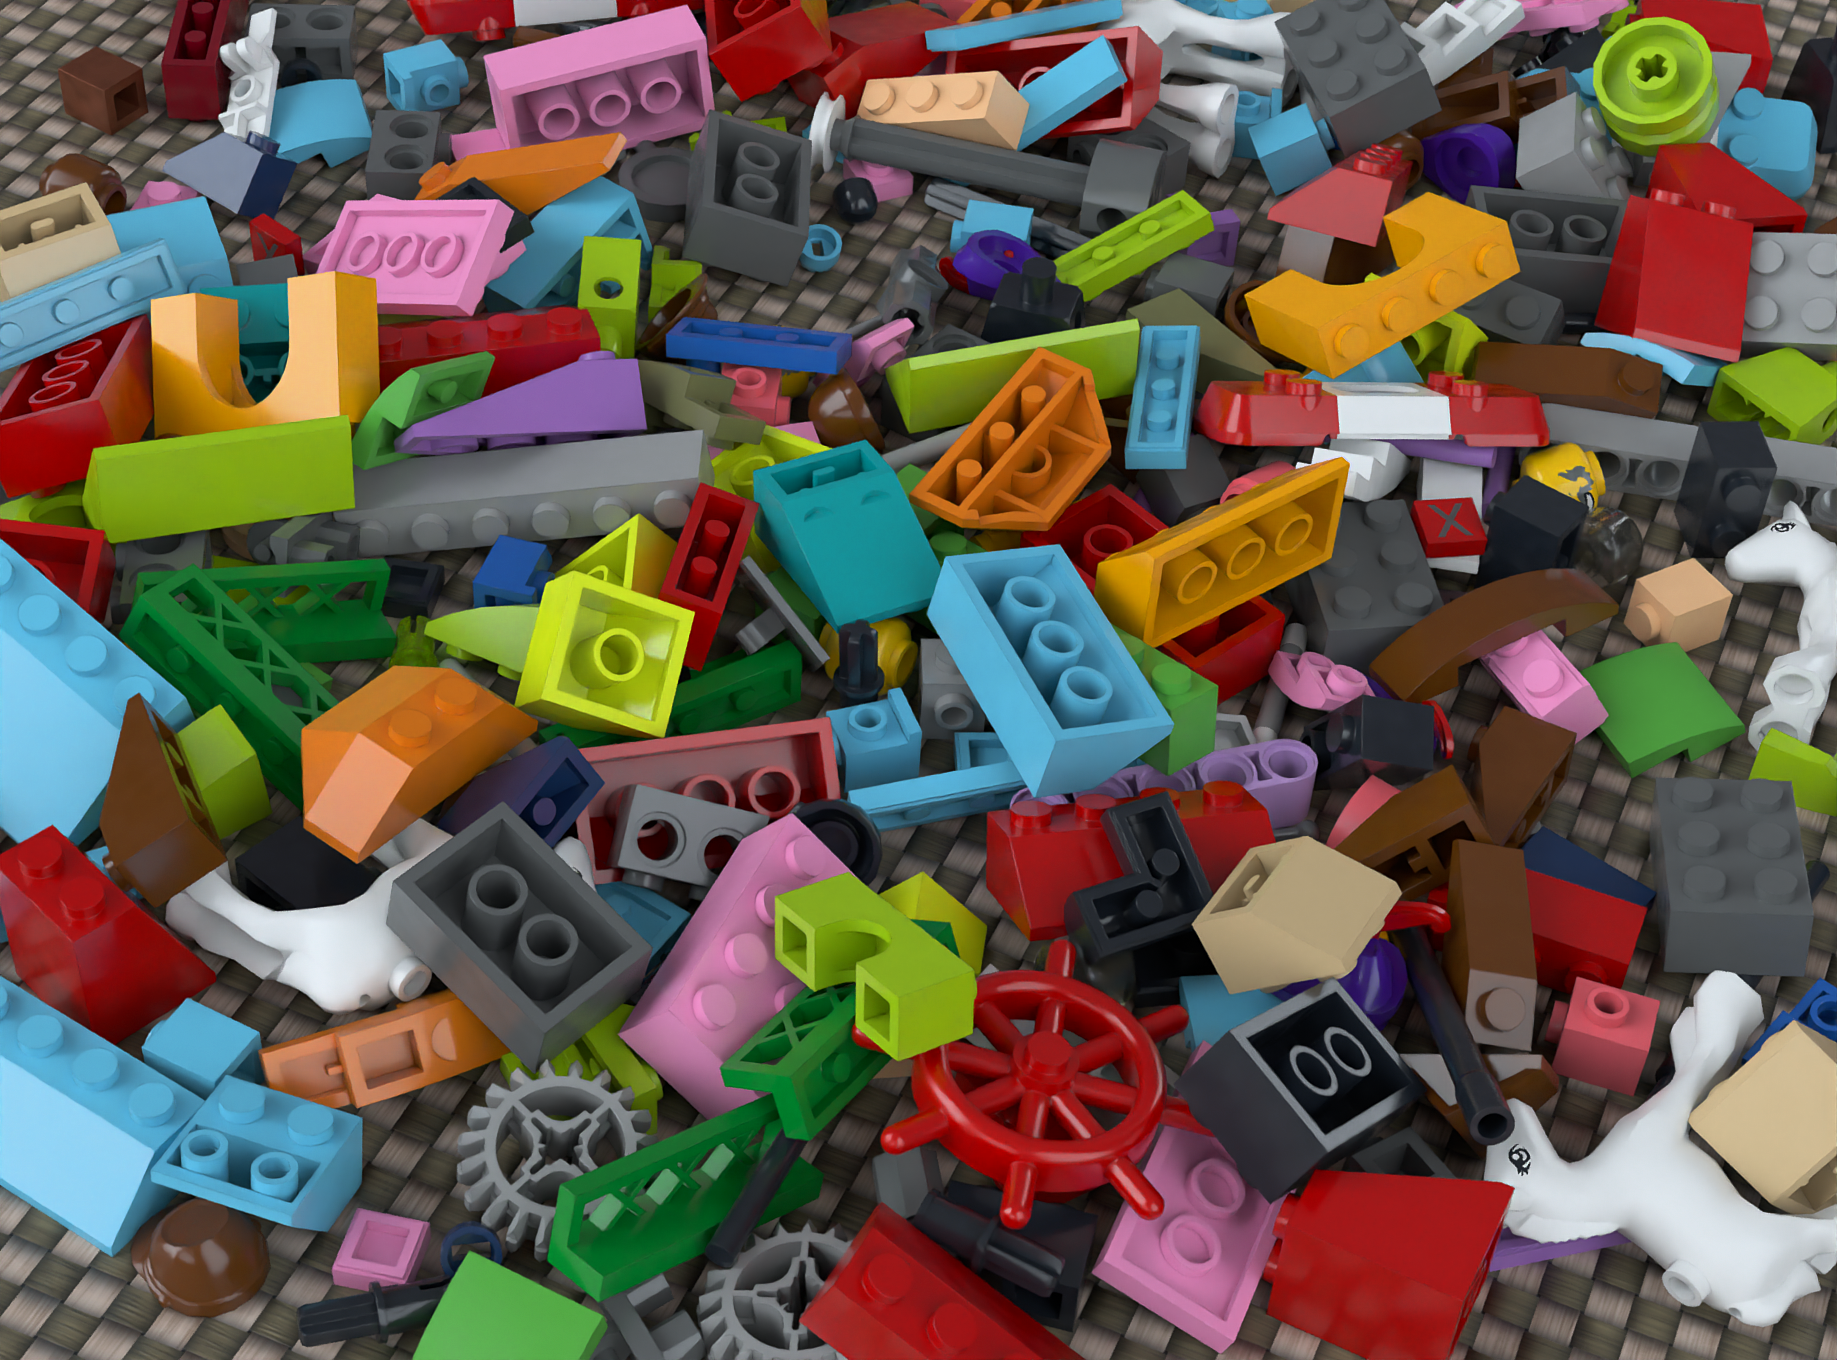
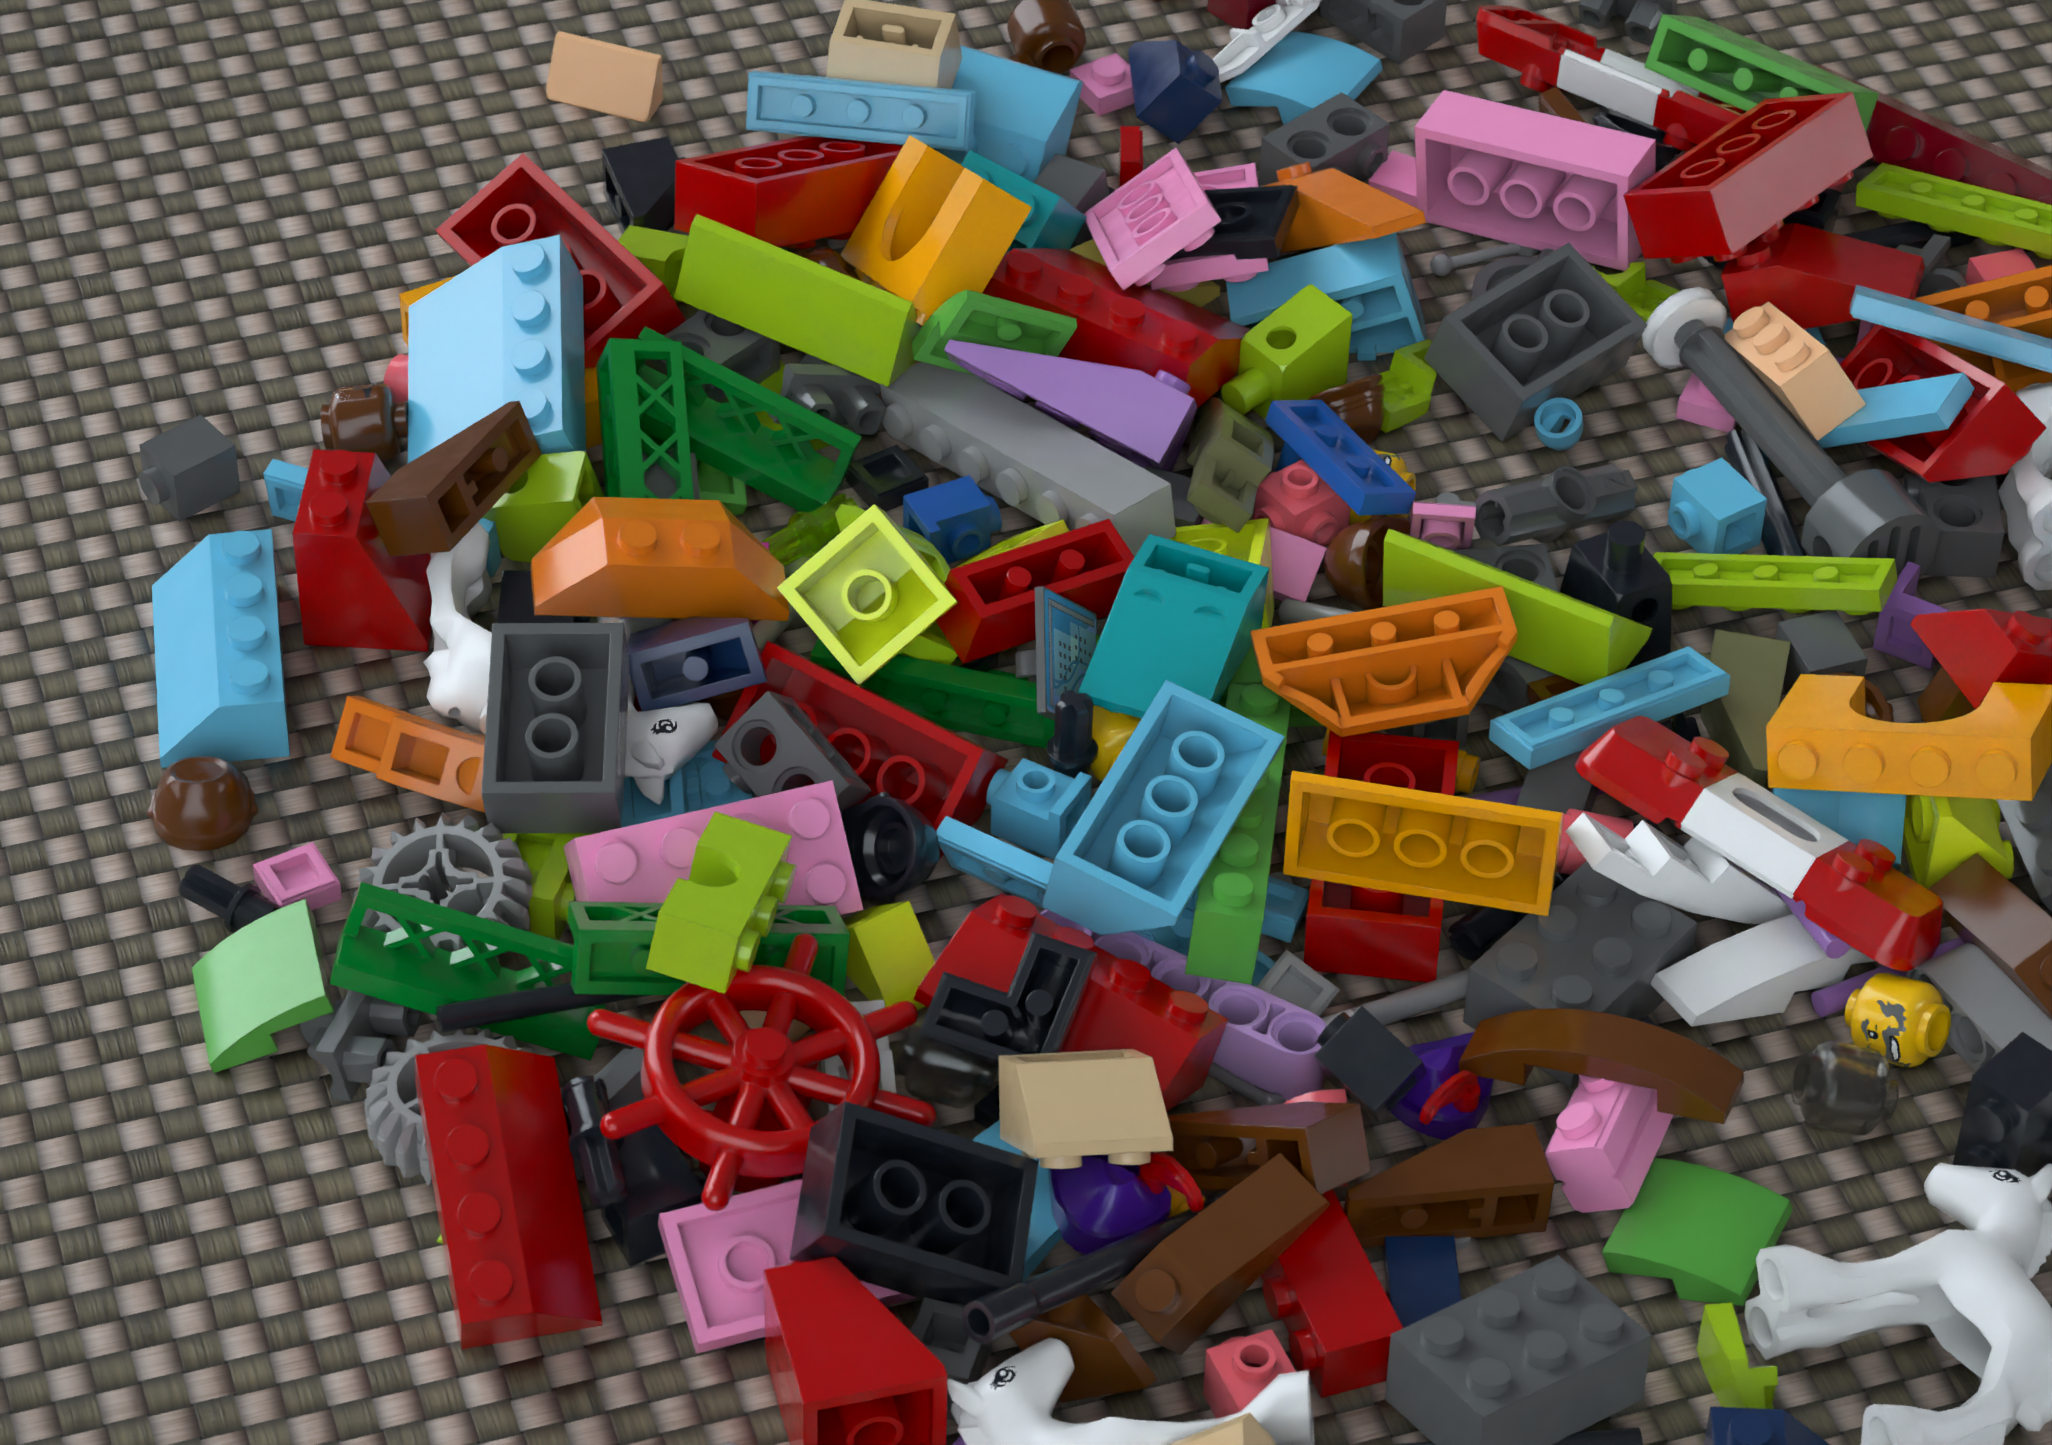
camera: 50 degrees right, 0 degrees up
(201, 1048) = (325, 675): medium azure brick -> none
(267, 1155) = (279, 766): medium azure slope -> none
(289, 73) = (1347, 27): black hinge -> none
(424, 77) = (1426, 77): medium azure brick -> none
(468, 1233) = (329, 927): dark blue hinge -> none
(855, 200) = (1655, 406): black hinge -> none
(984, 261) = (1672, 525): dark purple piece -> none
(1316, 680) = (1419, 1006): bright pink slope -> none
(1448, 527) = (1700, 968): red tile -> none
(1530, 531) = (1756, 1029): black brick -> none
(1678, 606) = (1835, 1179): light nougat brick -> none

